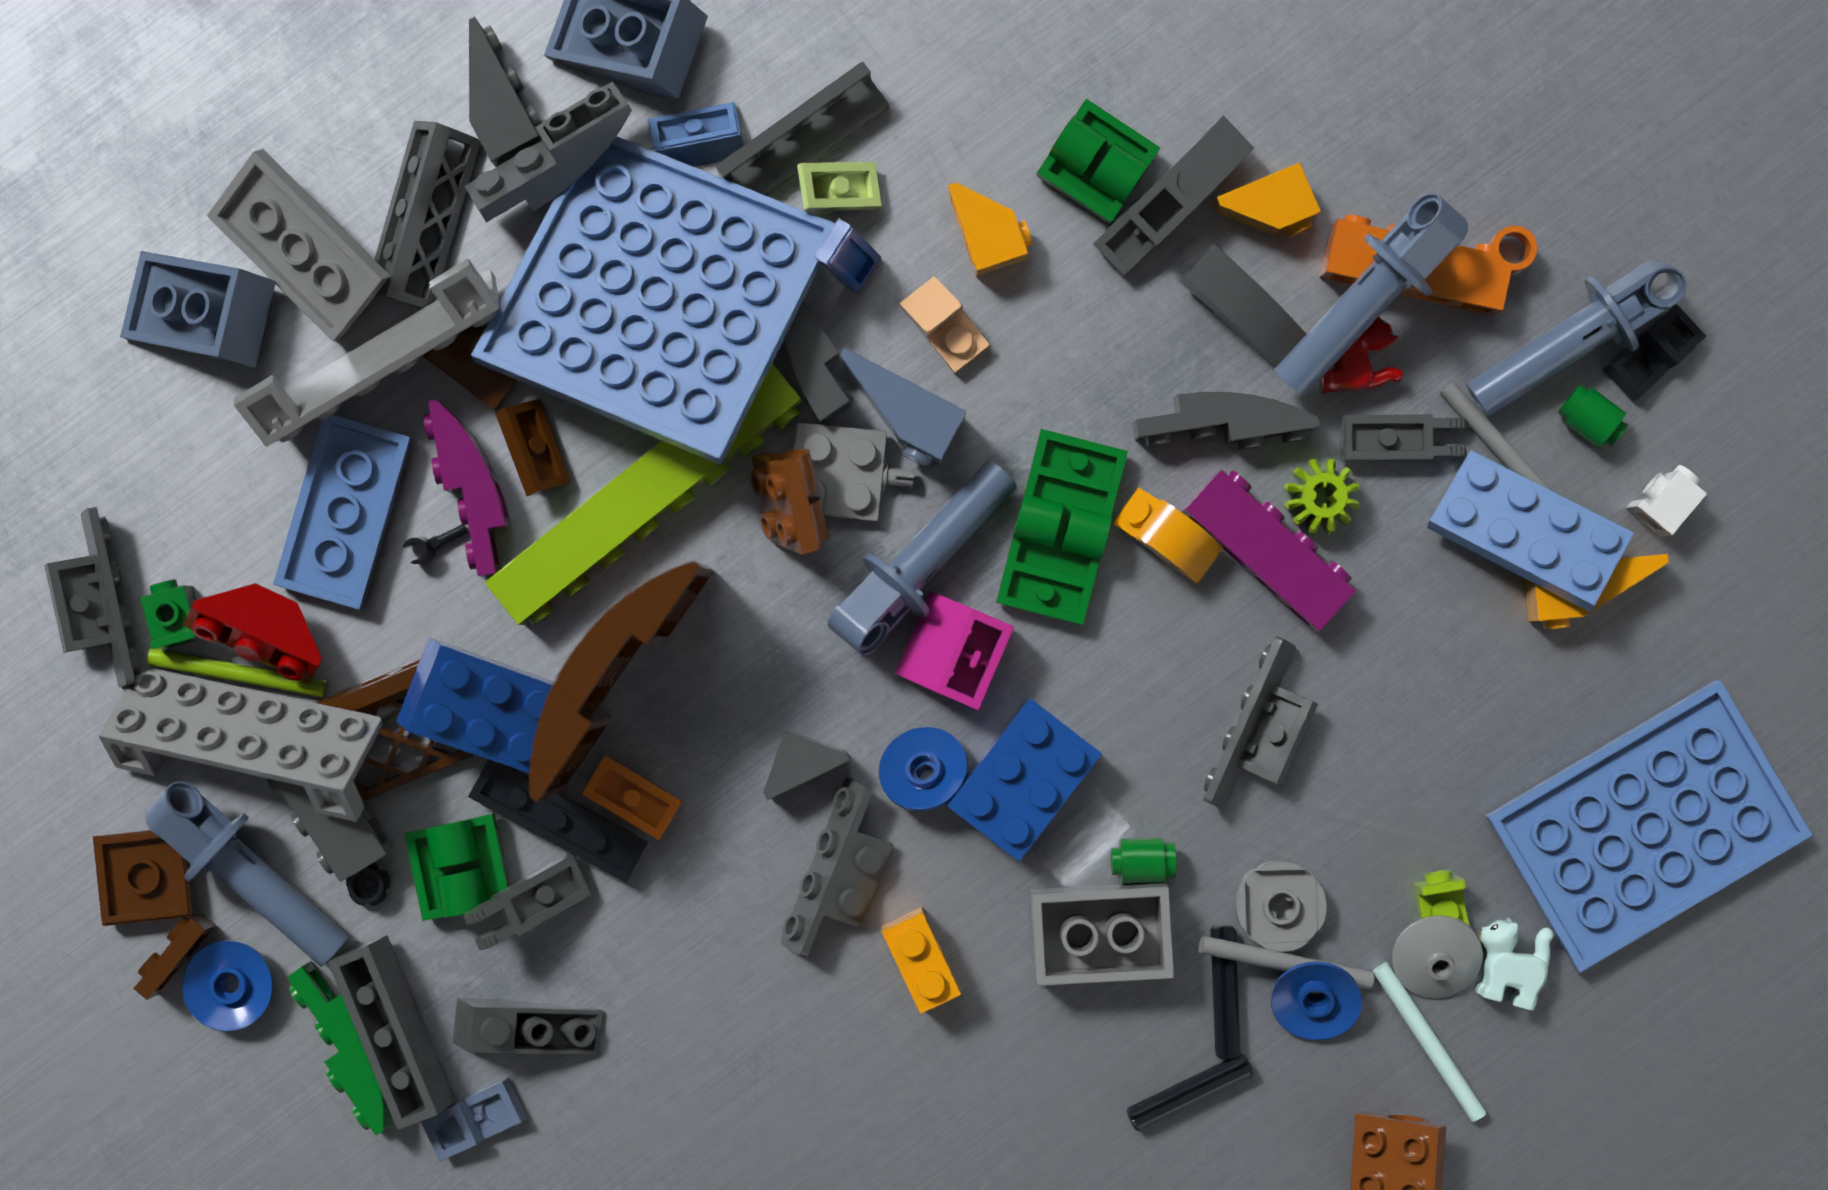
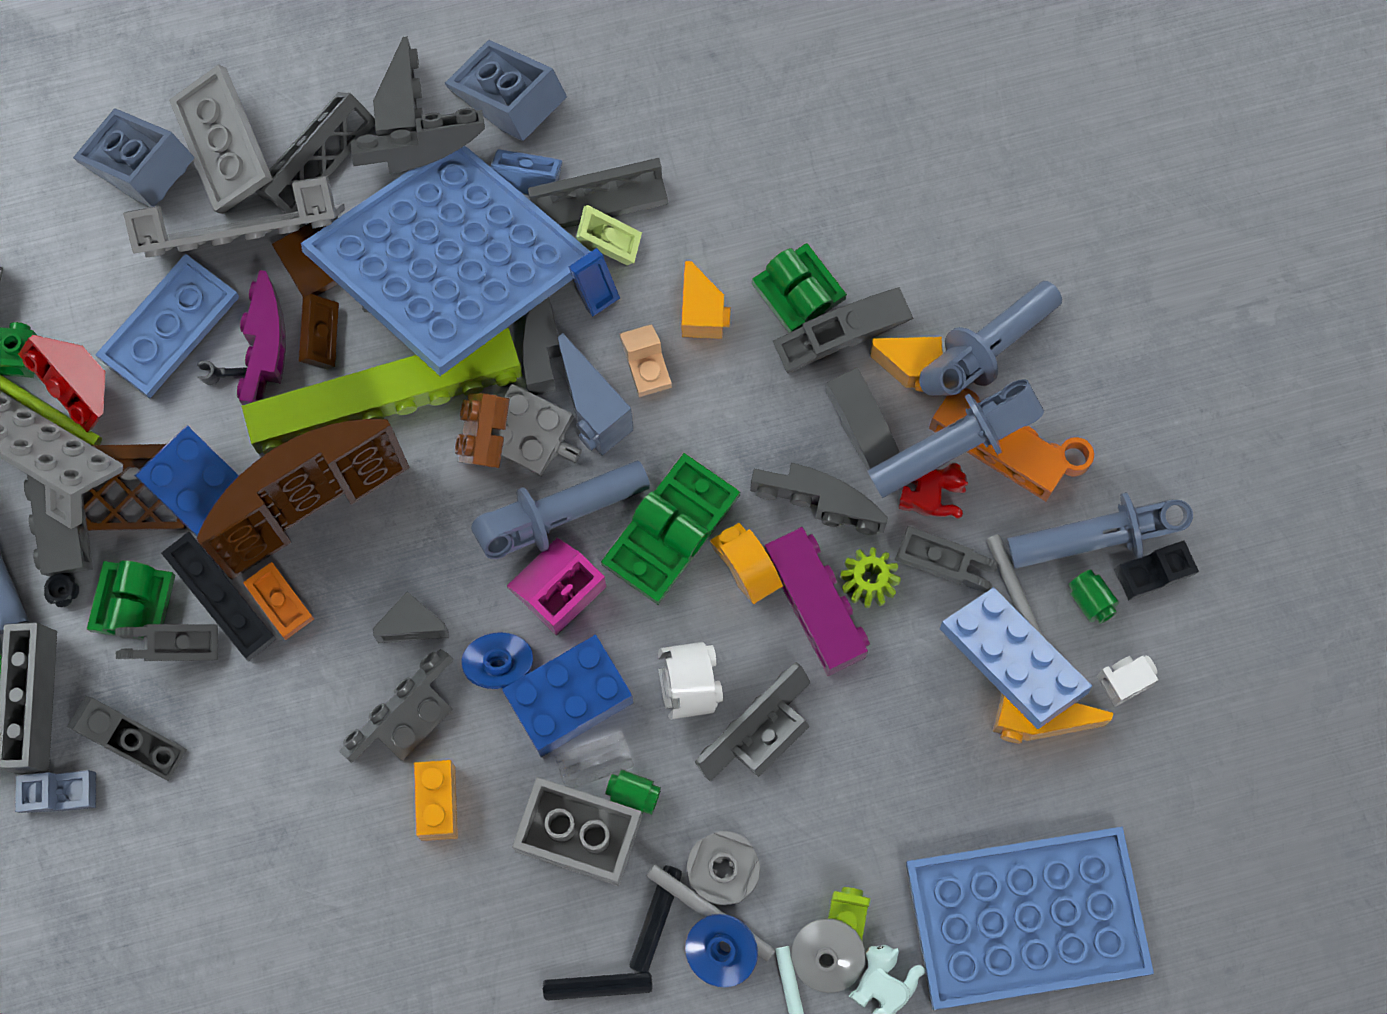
camera: 25 degrees right, 15 degrees down
(1159, 707) = (689, 680): none -> white brick
(1348, 175) = (972, 355): none -> sand blue piece

